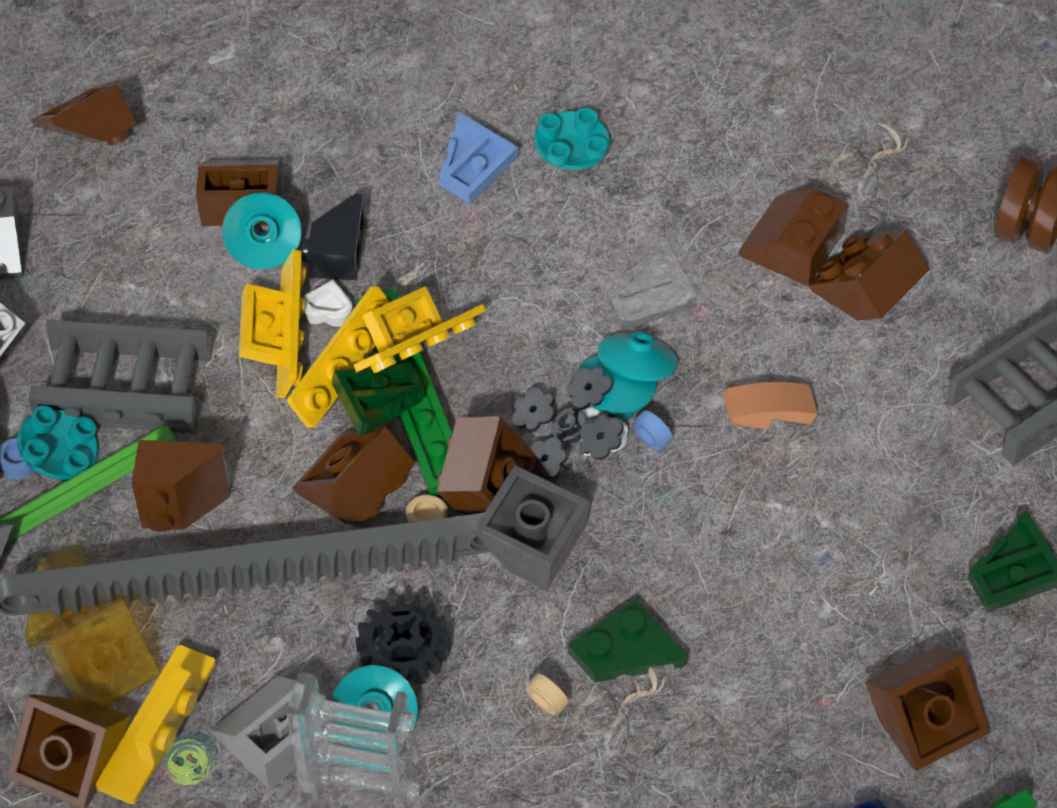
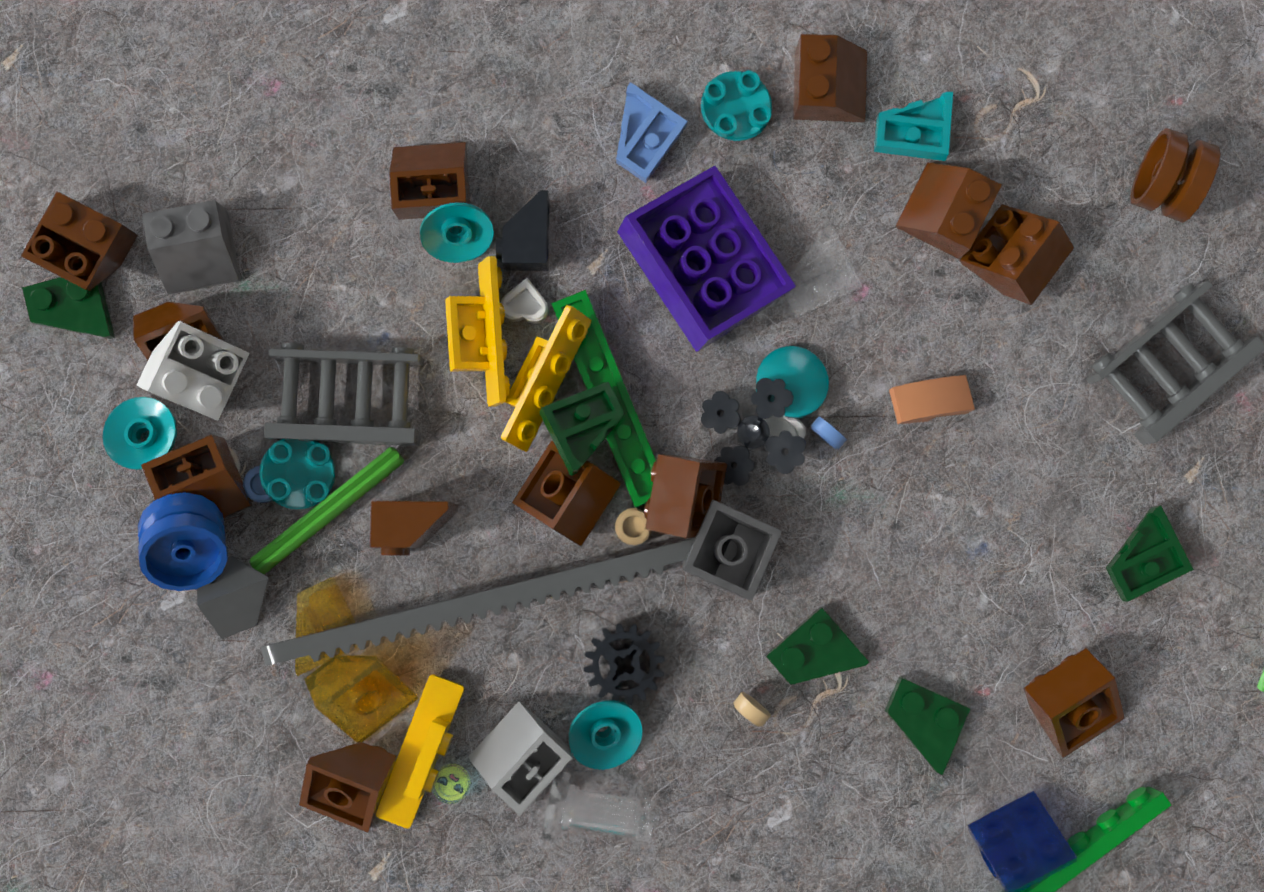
camera: 10 degrees left, 30 degrees up
(91, 116) = (275, 101): reddish brown slope -> none
(406, 323) = (605, 347): yellow bracket -> none
(525, 264) = (705, 257): none -> dark purple slope
(637, 357) = (808, 364): teal dish -> none
(672, 119) = (829, 79): none -> reddish brown slope
(754, 722) = (927, 721): none -> dark green wing
(762, 166) = (917, 129): none -> teal wing

